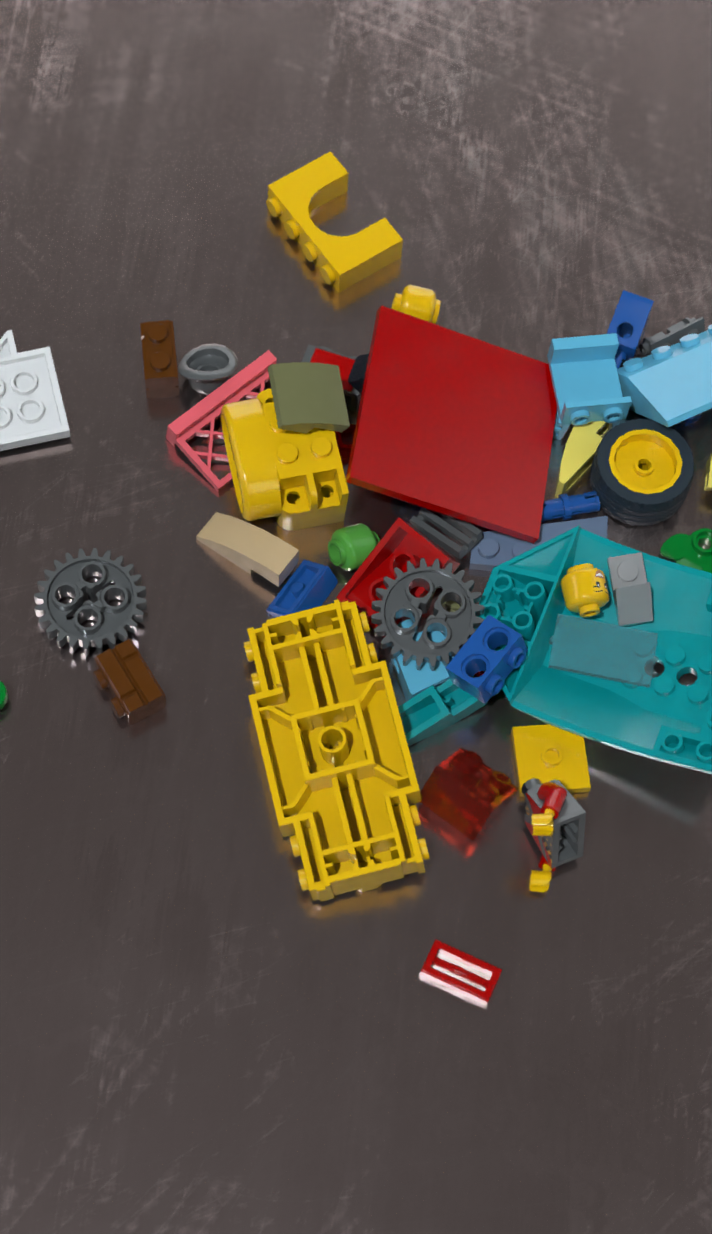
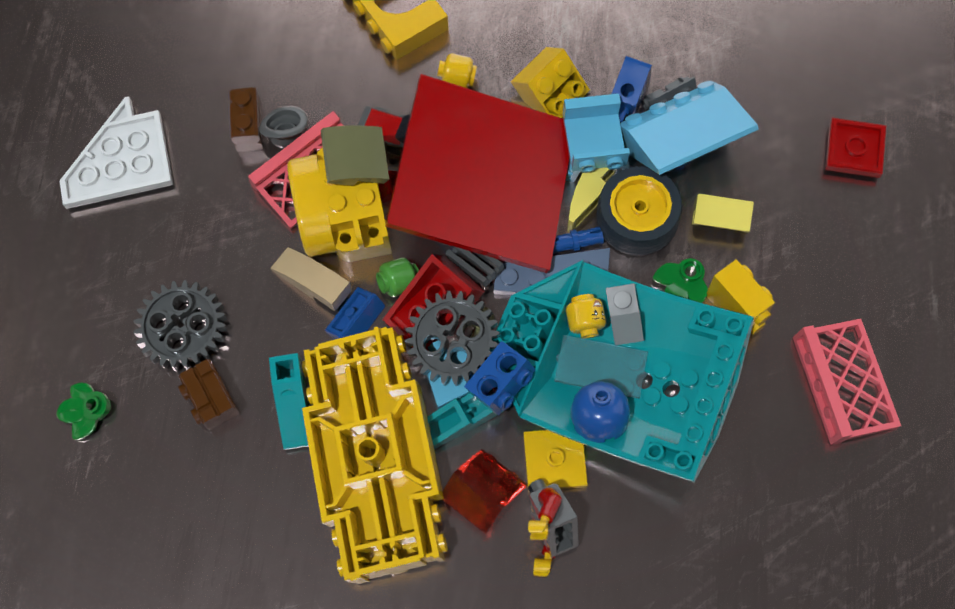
camera: 10 degrees right, 5 degrees up
(231, 688) = (289, 398): none -> teal slope
(529, 320) = (549, 81): none -> yellow slope
(605, 699) = (600, 412): none -> blue cylinder

